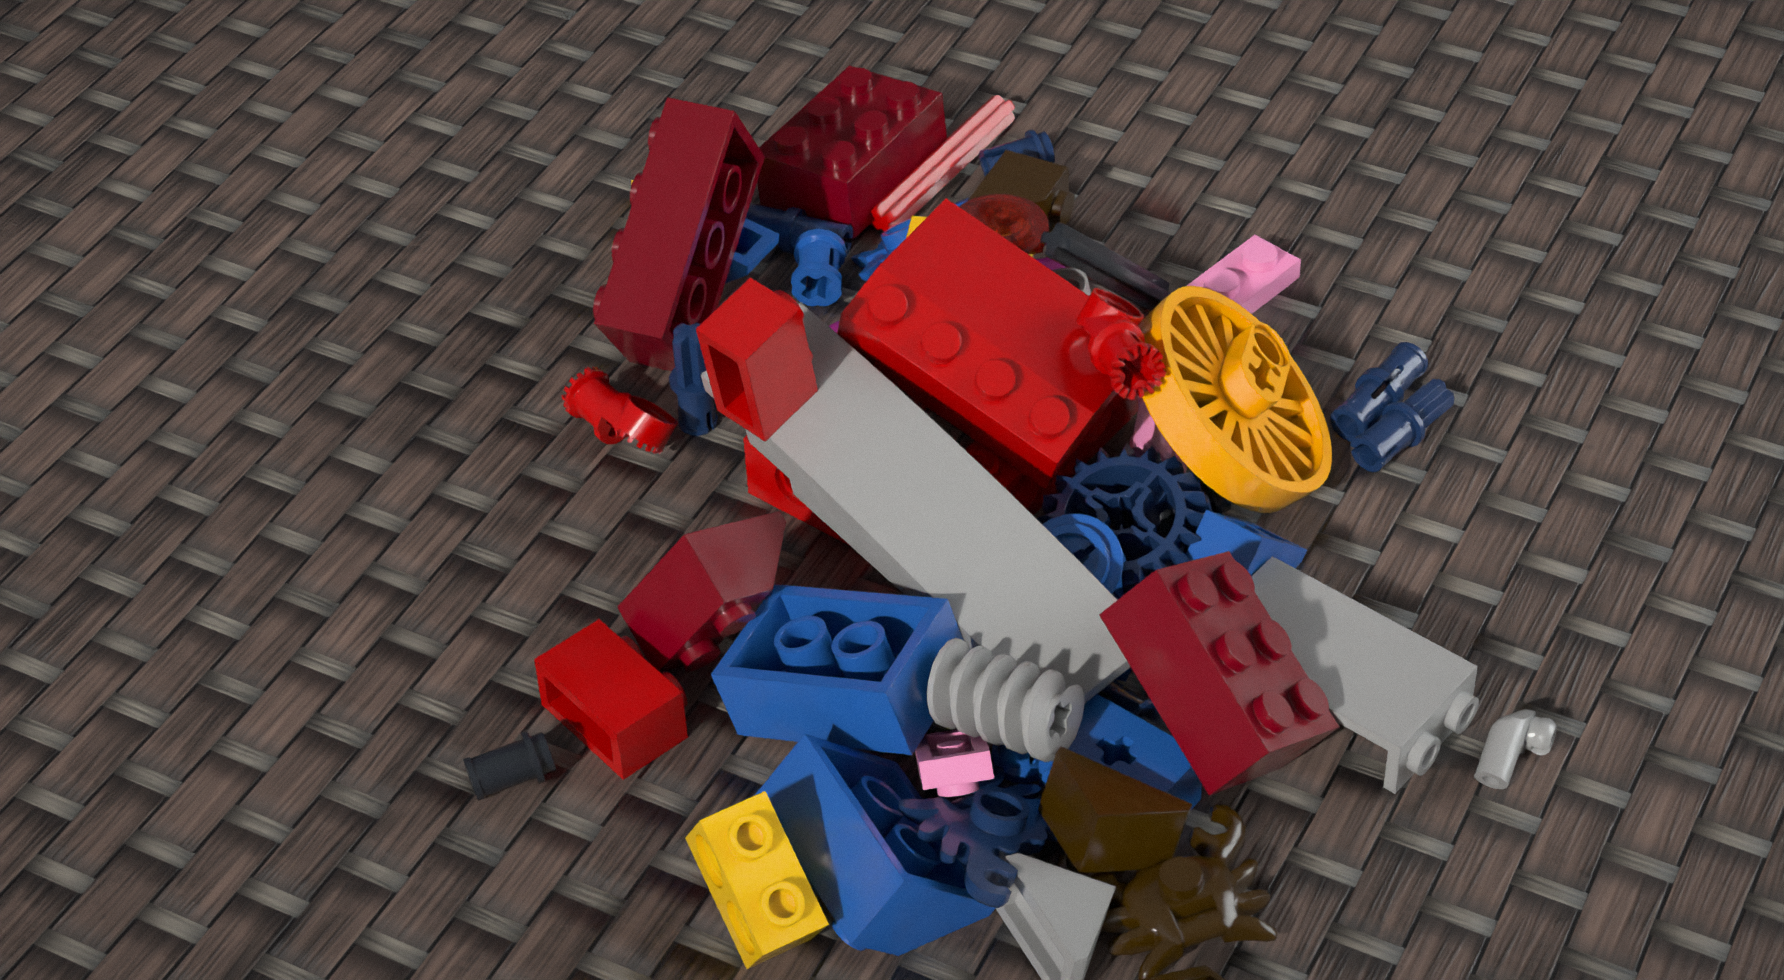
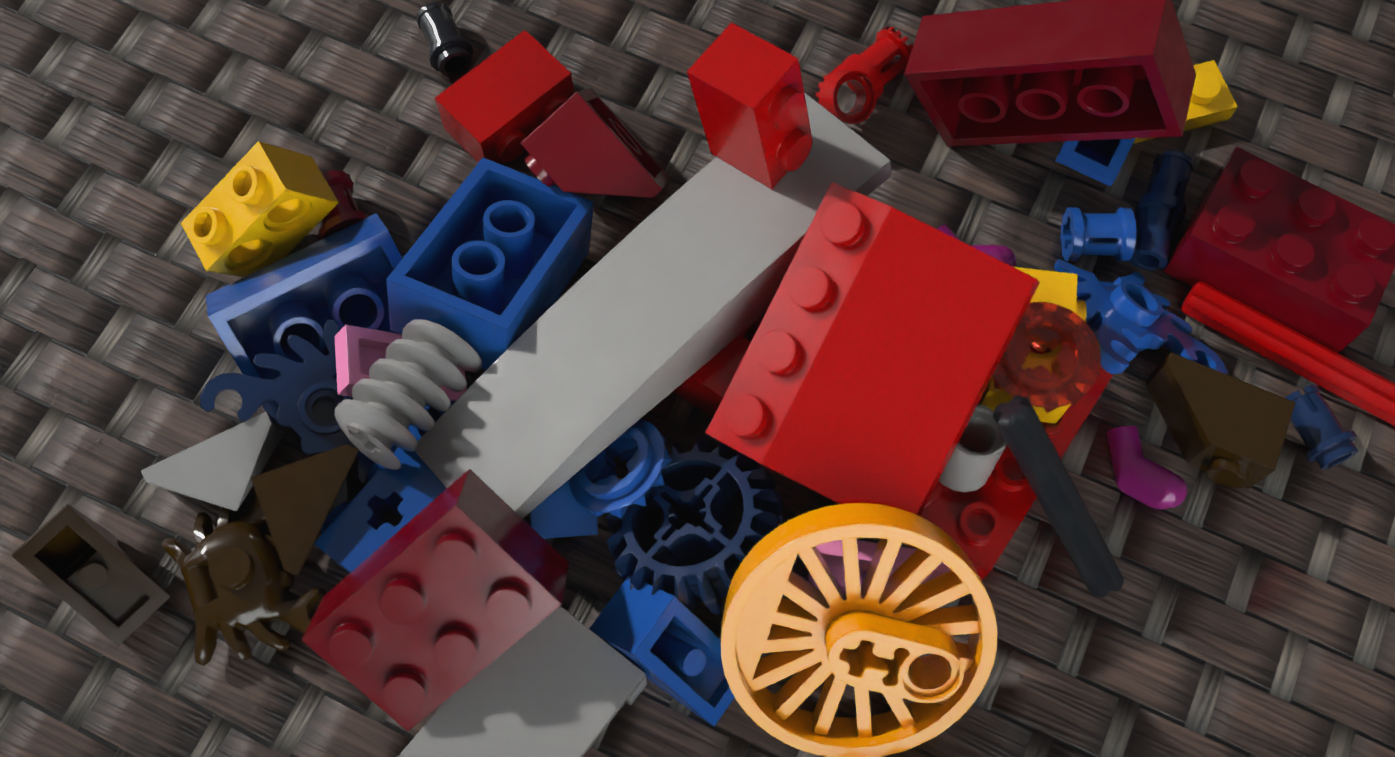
camera: 85 degrees right, 25 degrees up
(686, 382) = (893, 119): dark blue axle -> none
(1119, 345) = (841, 480): red connector -> none
(1251, 273) = (1138, 674): bright pink plate -> none

